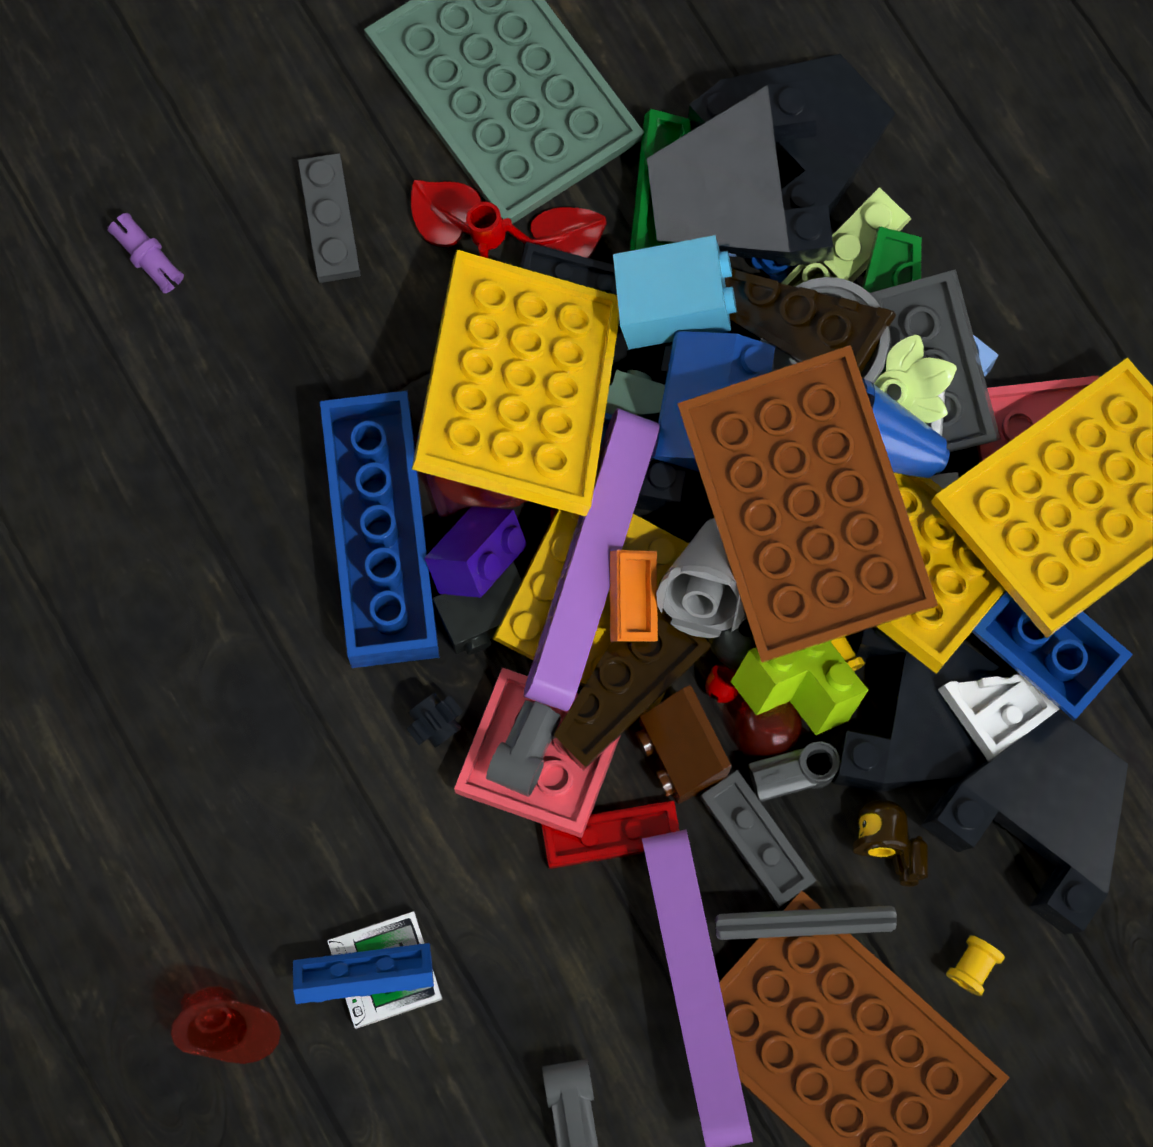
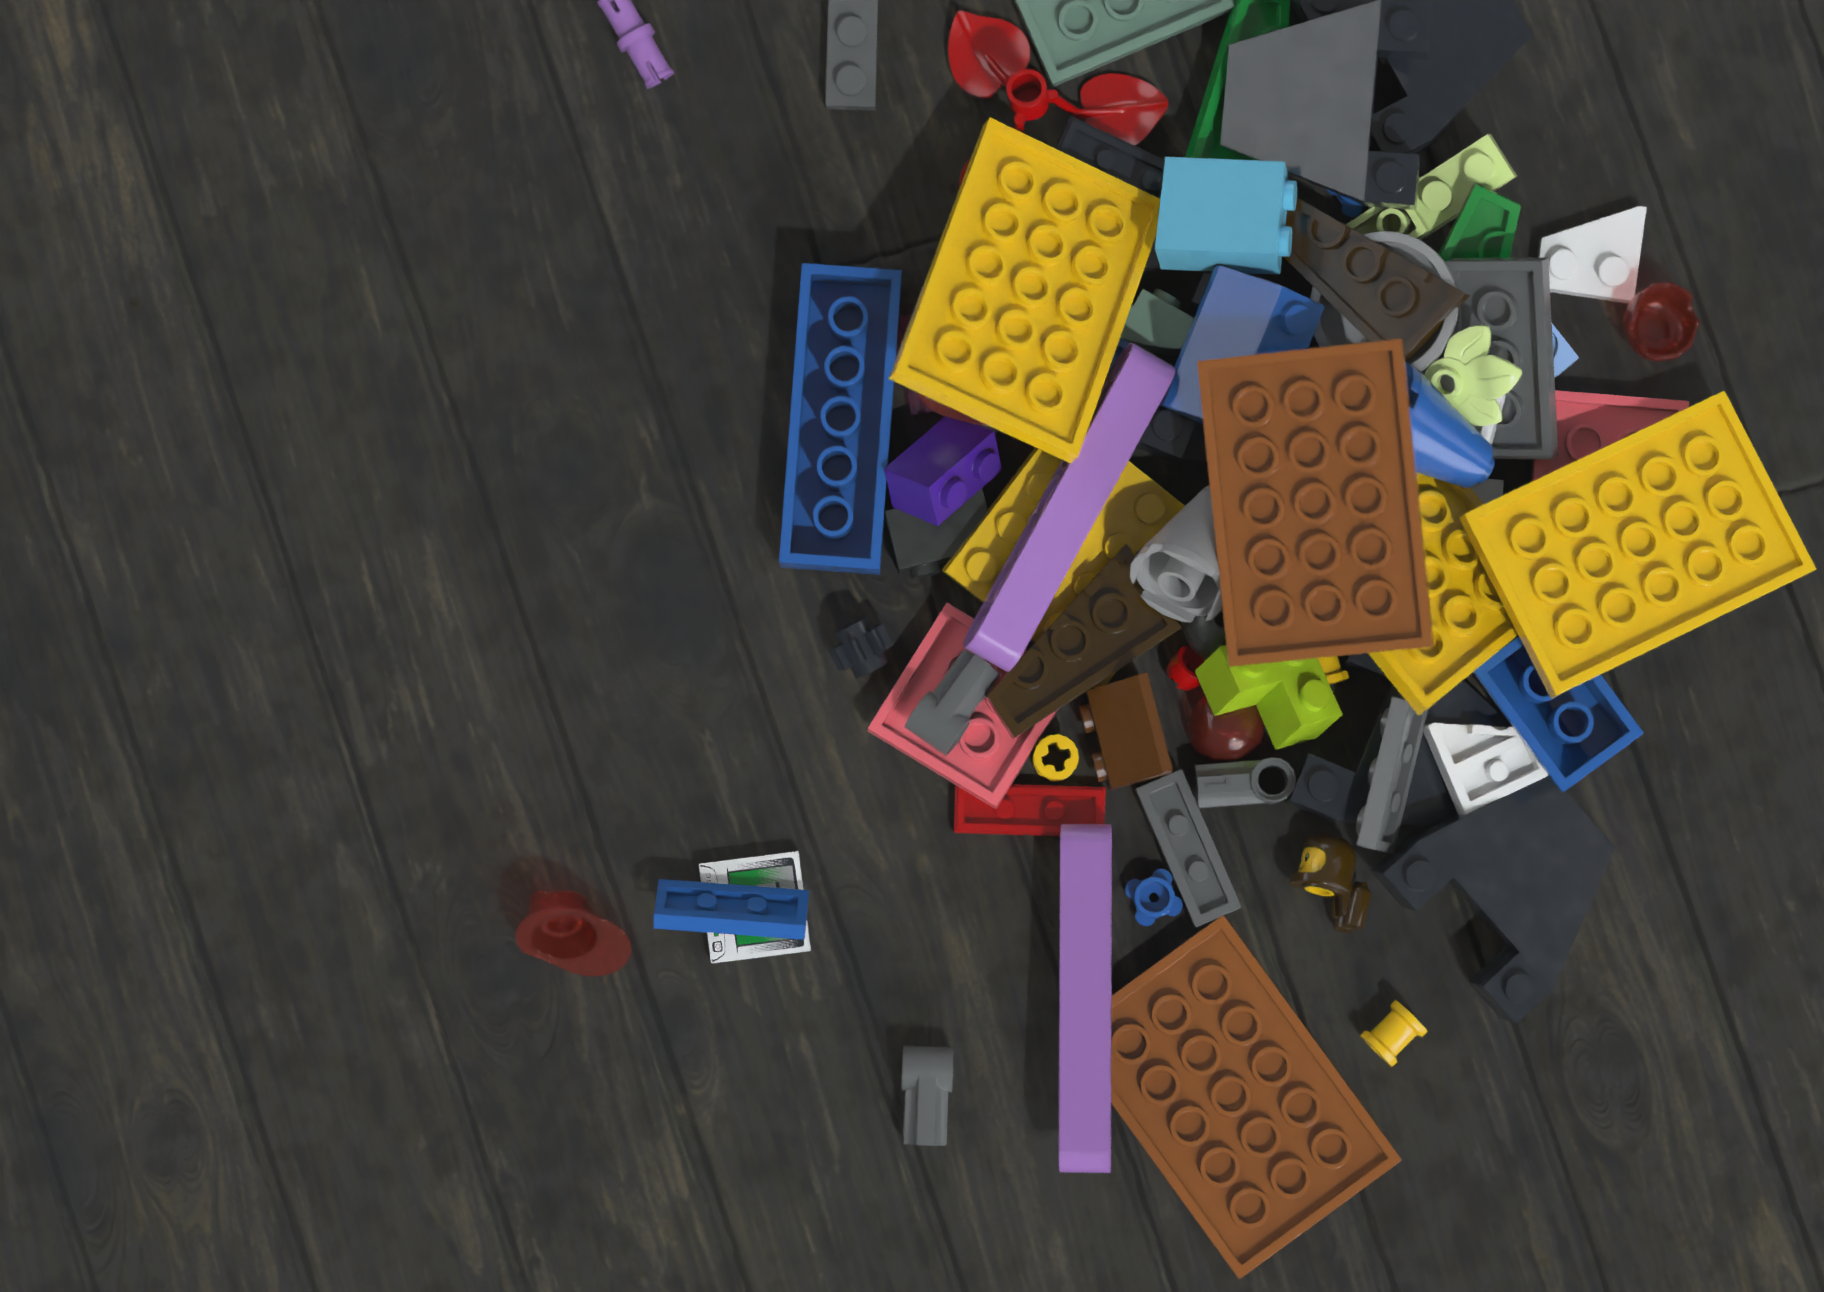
camera: 15 degrees right, 10 degrees up
(628, 769) = (1062, 744): none -> yellow bush
(633, 596) = (1105, 560): orange tile -> none
(740, 876) = (1158, 883): none -> blue plate
(805, 922) = (1219, 951): dark grey axle -> none
(922, 735) = (1390, 776): none -> dark grey plate
(995, 276) = (1597, 257): none -> white wing
(1058, 315) = (1660, 322): none -> clear red hair

